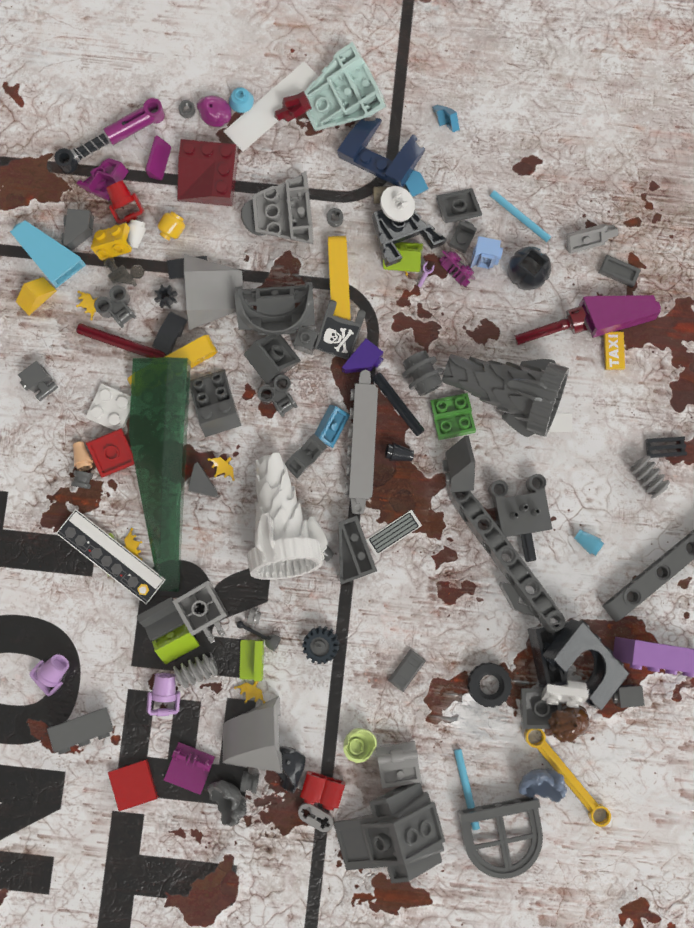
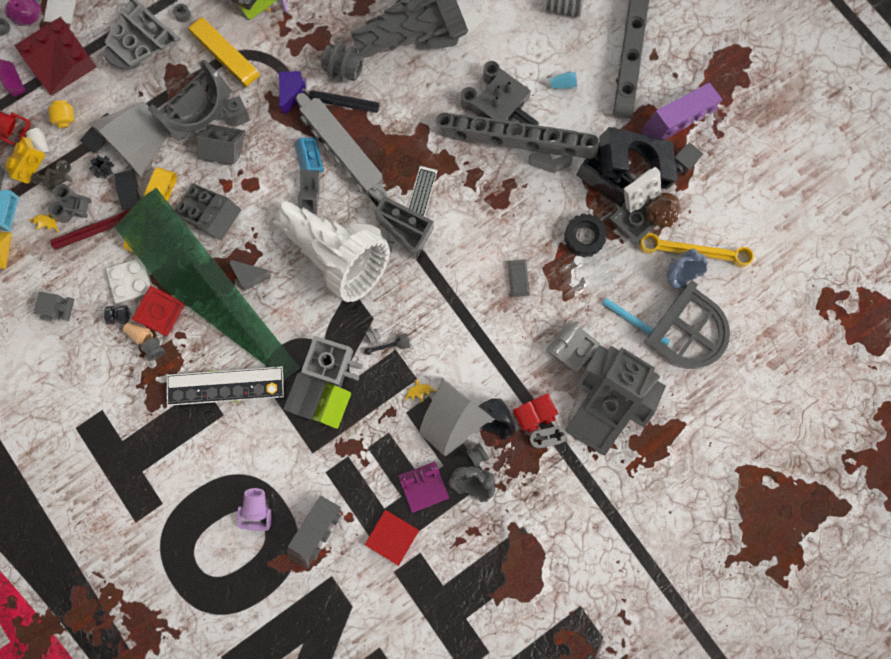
camera: 40 degrees left, 5 degrees down
(78, 428) = (114, 315): none -> black wheel
(132, 545) = (233, 364): yellow piece -> none
(163, 691) = (352, 444): lavender piece -> none
(196, 671) = (365, 408): light grey piece -> none
(222, 467) = (253, 251): yellow piece -> none
(251, 659) = (399, 367): lime panel -> none
(279, 396) = (253, 166): dark grey piece -> none
(320, 645) = (440, 311): black wheel -> none
(339, 334) = (256, 87): flag -> none
(359, 745) = (532, 355): yellowish green hair -> none
(396, 452) = (374, 133): black cone -> none
(453, 416) = (391, 77): bright green slope -> none
(460, 466) = (427, 100): dark grey slope -> none

